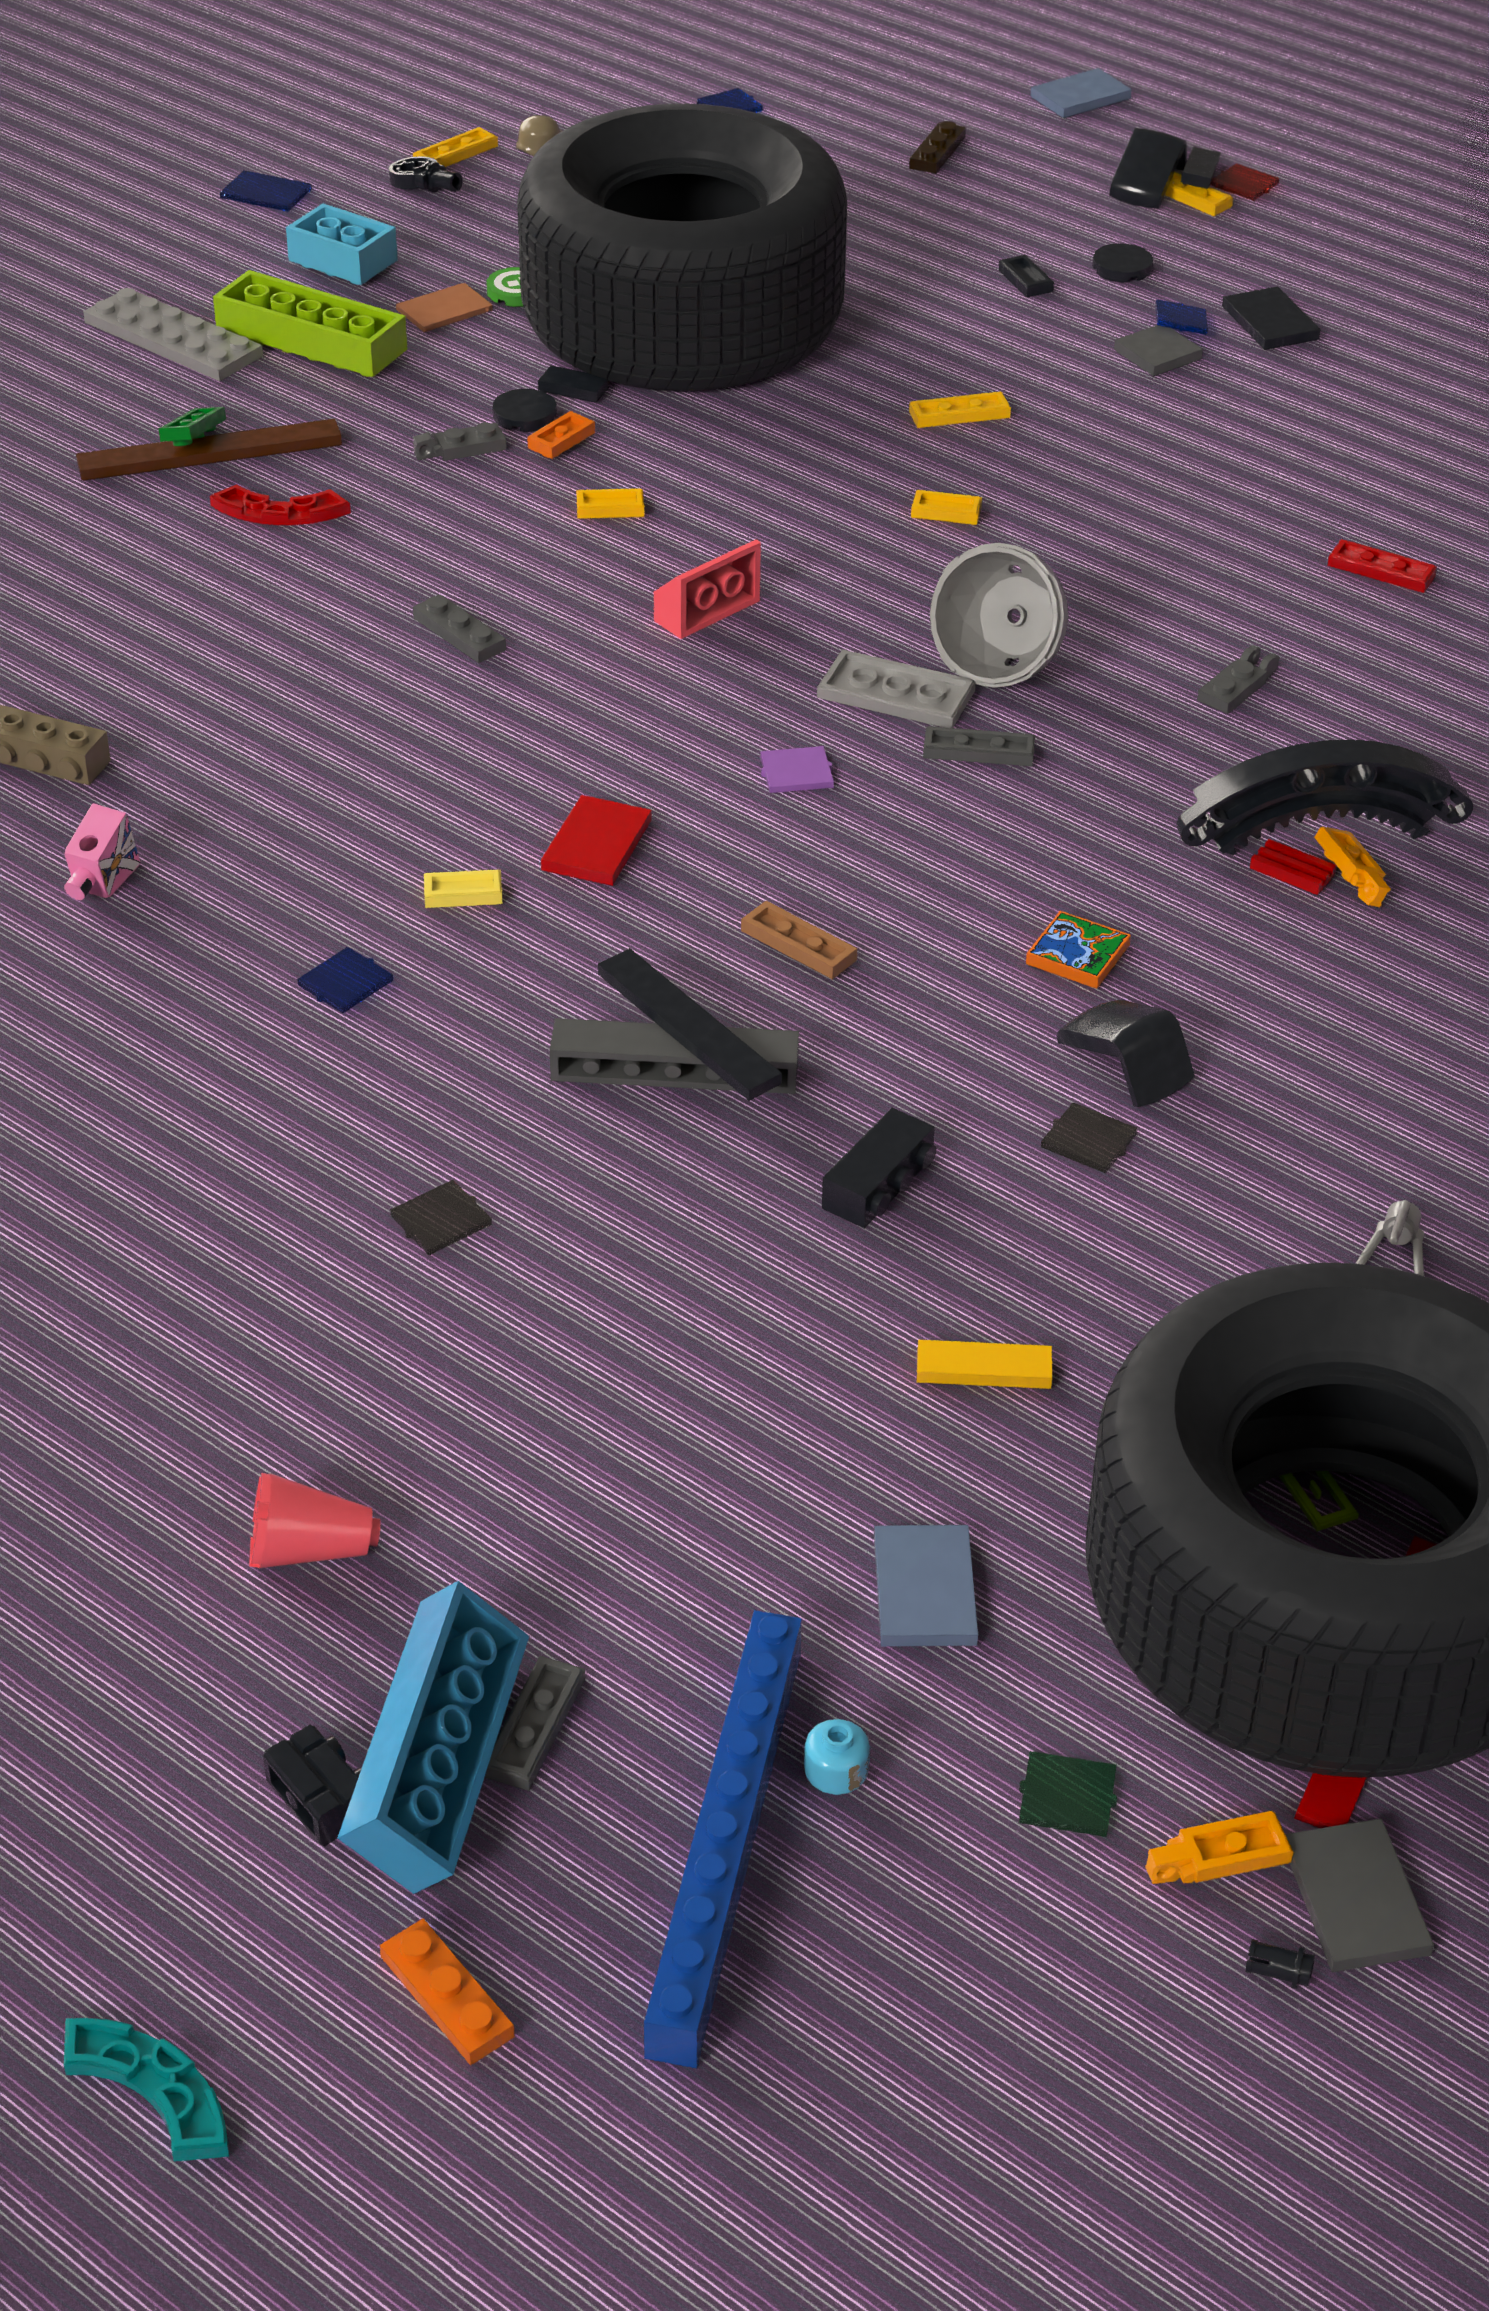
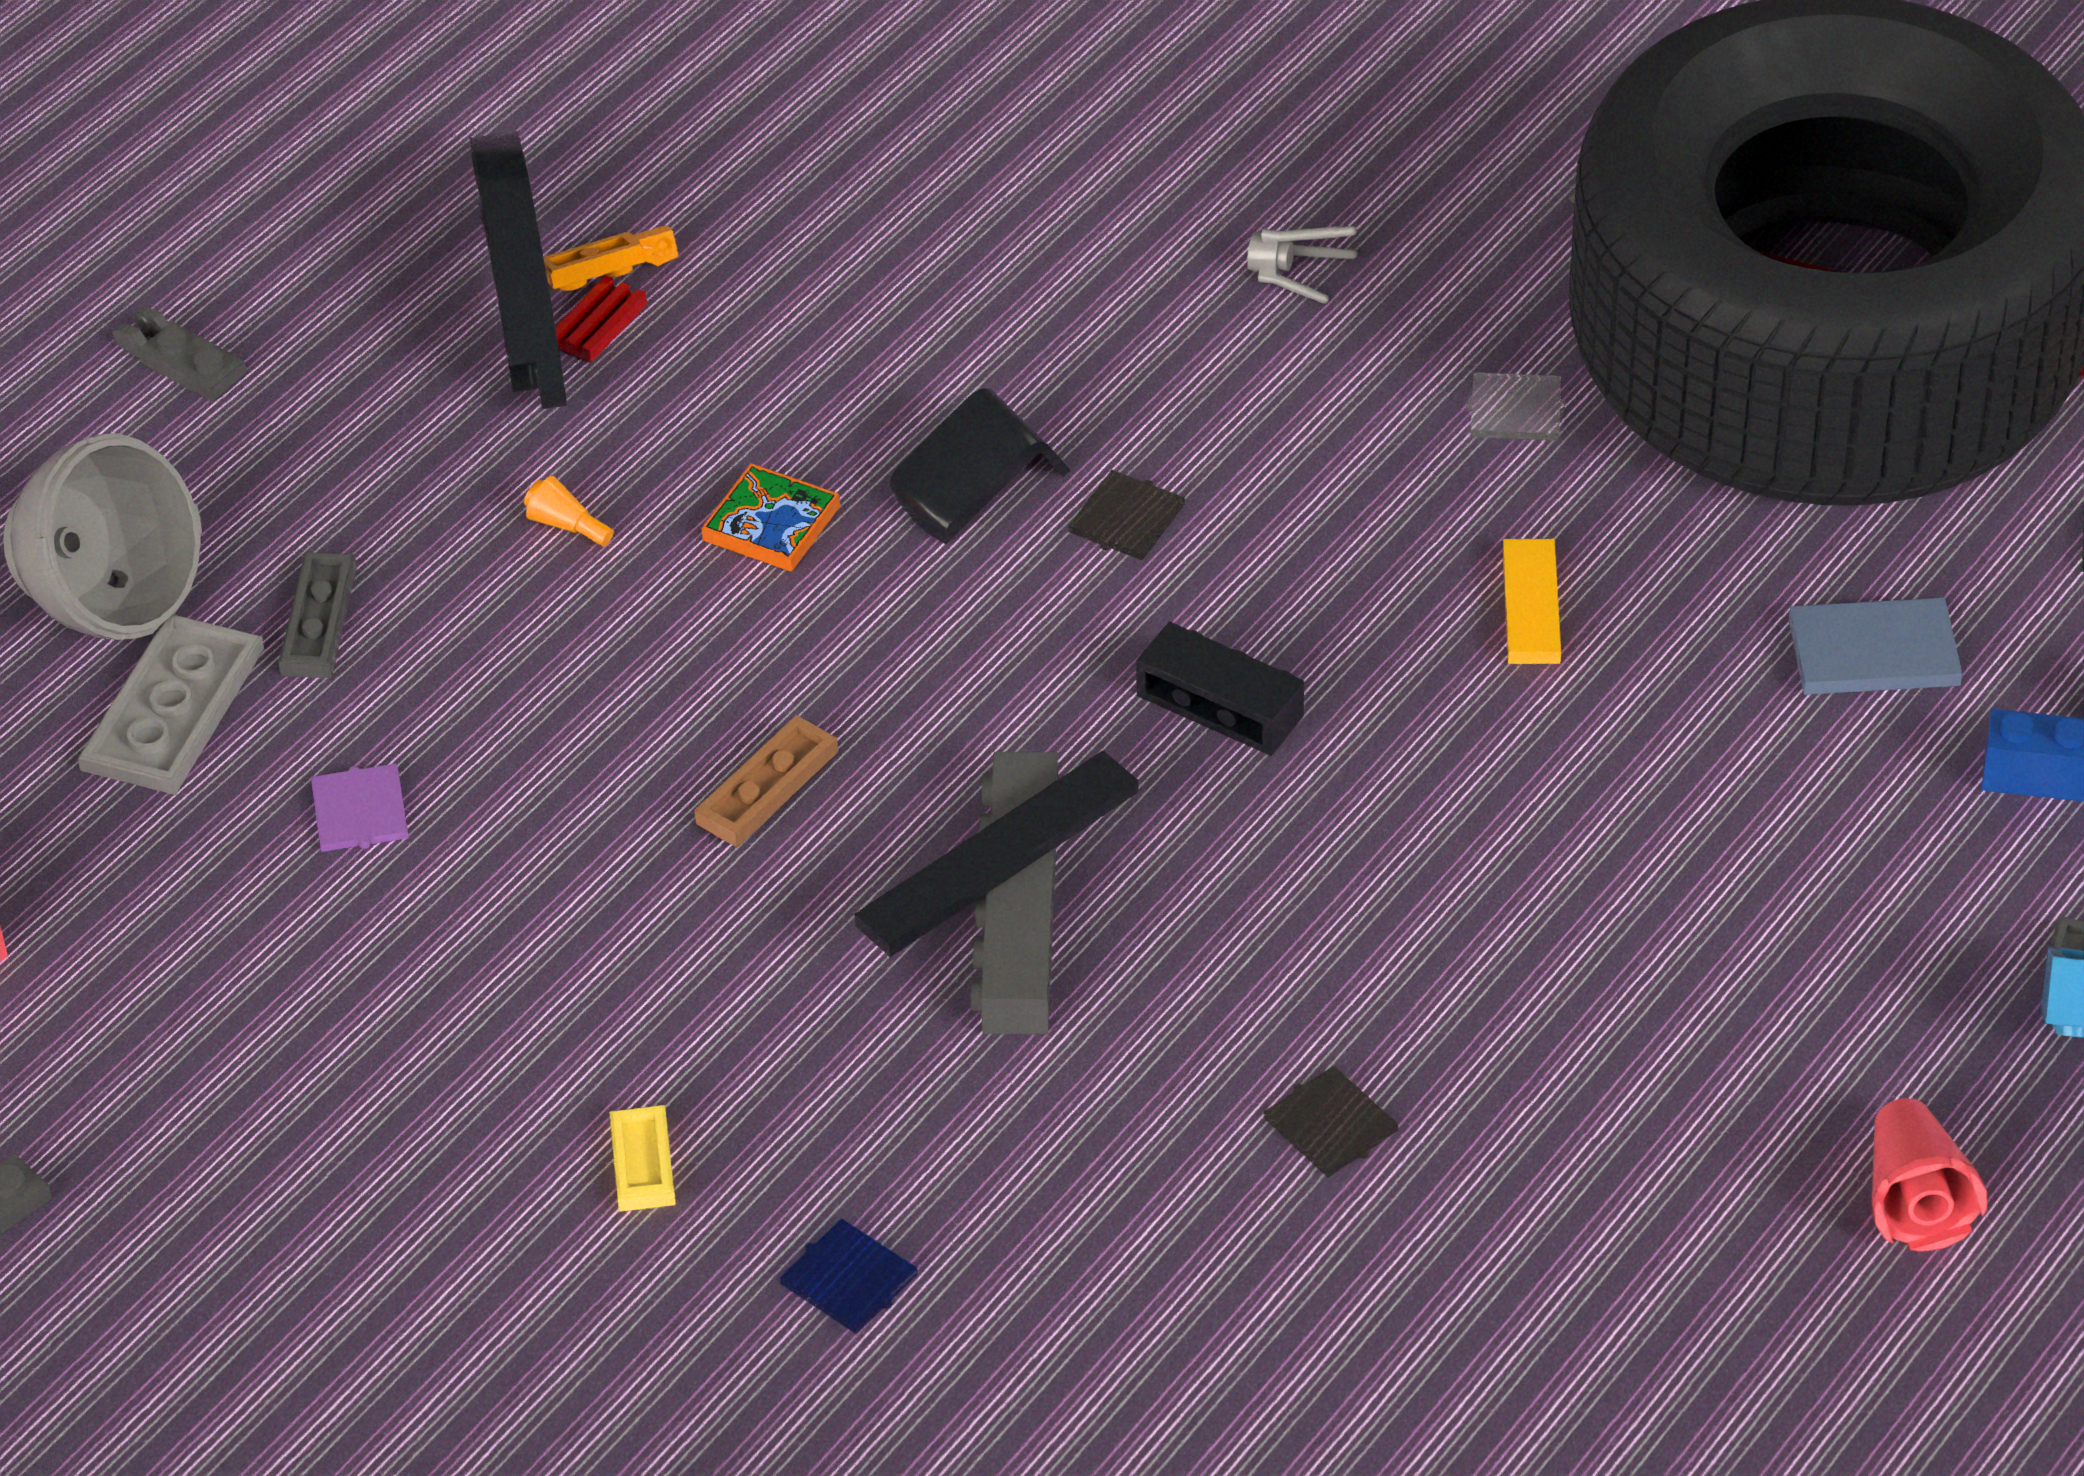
camera: 90 degrees left, 5 degrees up
(596, 840) = (530, 1013): red tile -> none
(1082, 841) = (555, 506): none -> light orange cone

